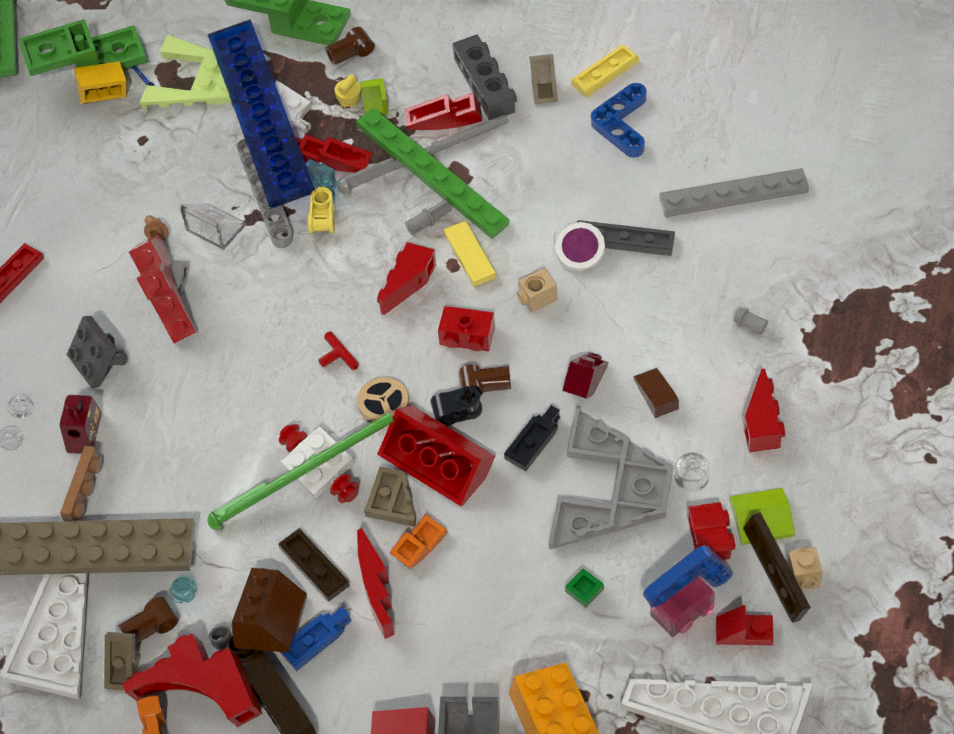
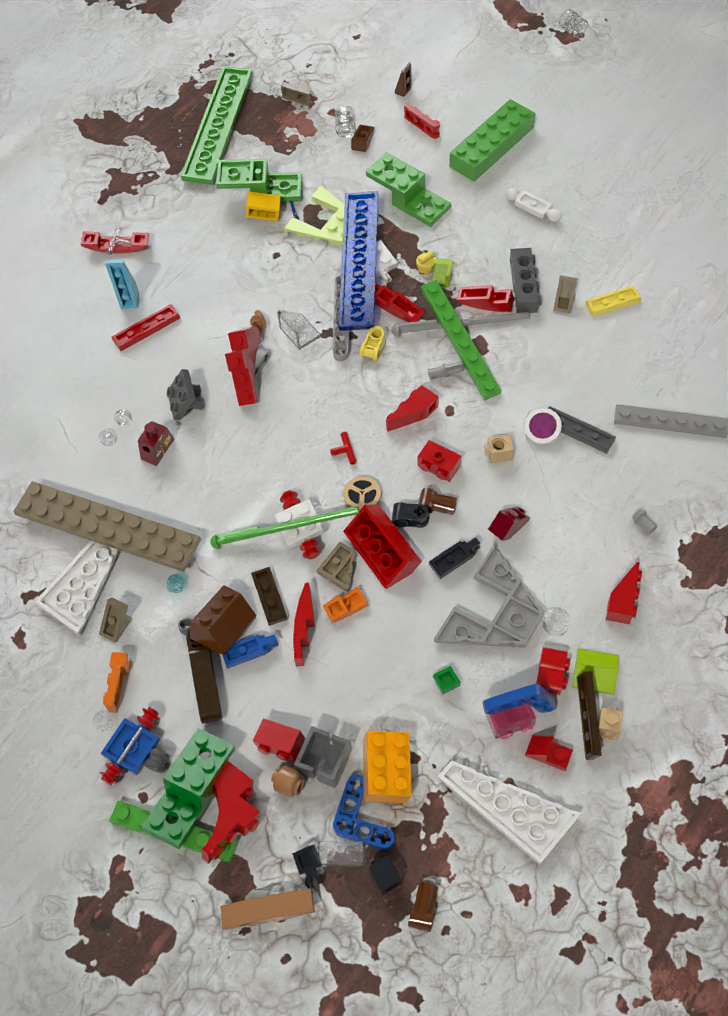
camera: 20 degrees right, 5 degrees up
(81, 485) = (138, 486): medium nougat plate -> none
(155, 618) = (149, 597): reddish brown piece -> none
(192, 670) = (168, 653): red arch -> none
(321, 175) = (383, 317): clear light blue bracket -> none
(356, 43) = (444, 229): reddish brown piece -> none
(469, 253) = (463, 406): light yellow tile -> none
(614, 119) = (605, 338): blue beam -> none
(657, 392) = (555, 552): reddish brown slope -> none

